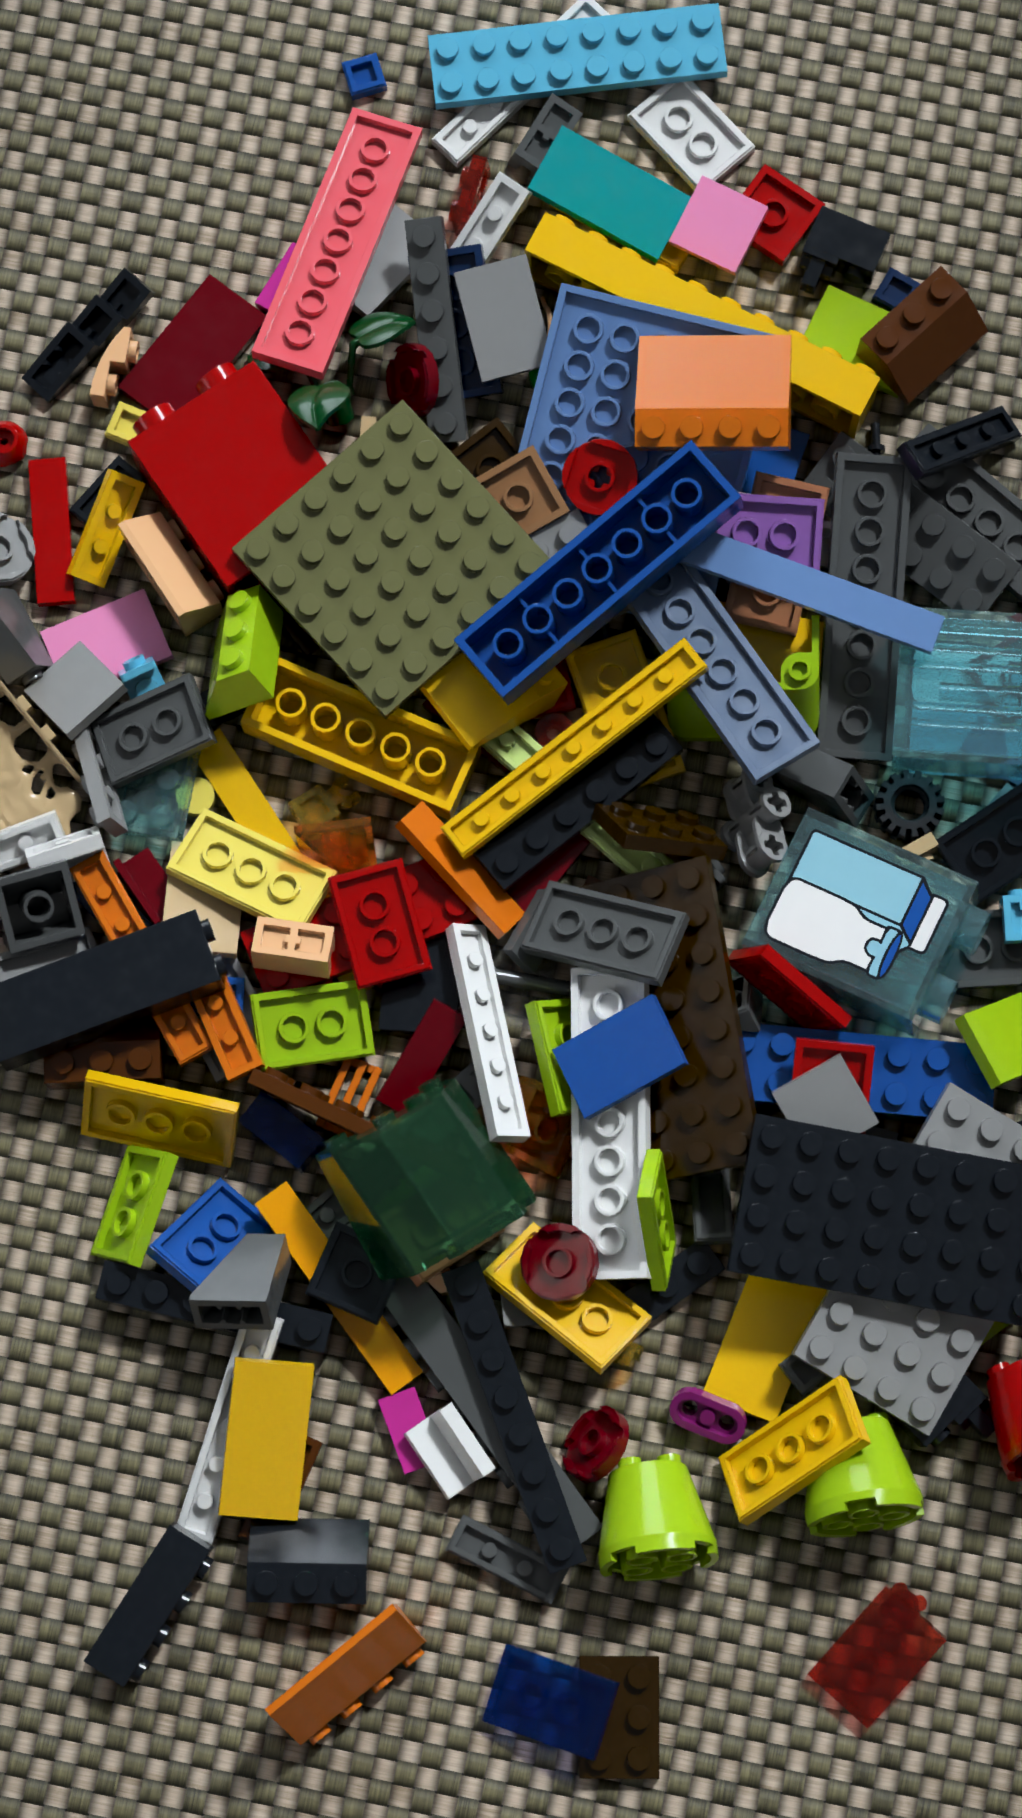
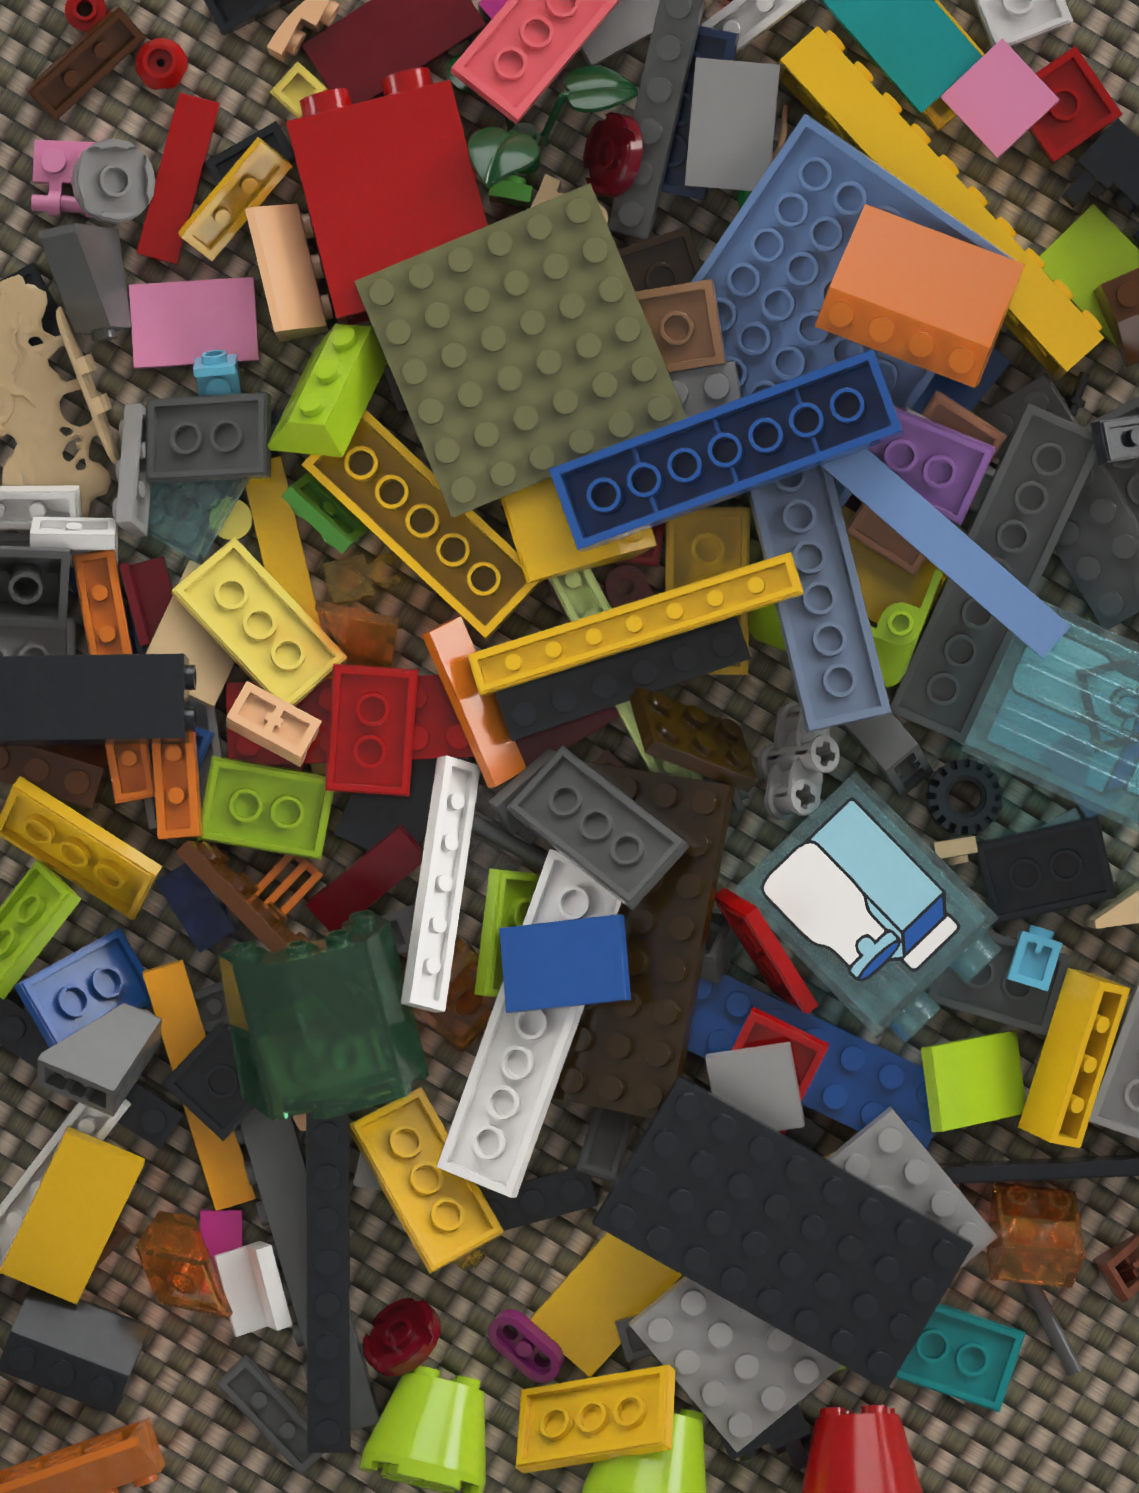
camera: 20 degrees right, 10 degrees up
(75, 690) = (143, 366): light grey tile -> none
(264, 757) = (324, 513): none -> bright green plate
(335, 441) = (512, 192): none -> bright green plate
(380, 1452) = (181, 1266): none -> clear orange slope
(559, 1262) = (429, 1146): dark red tile -> none
(589, 458) = (794, 335): red plate -> none
(656, 1219) = (542, 1140): lime tile -> none

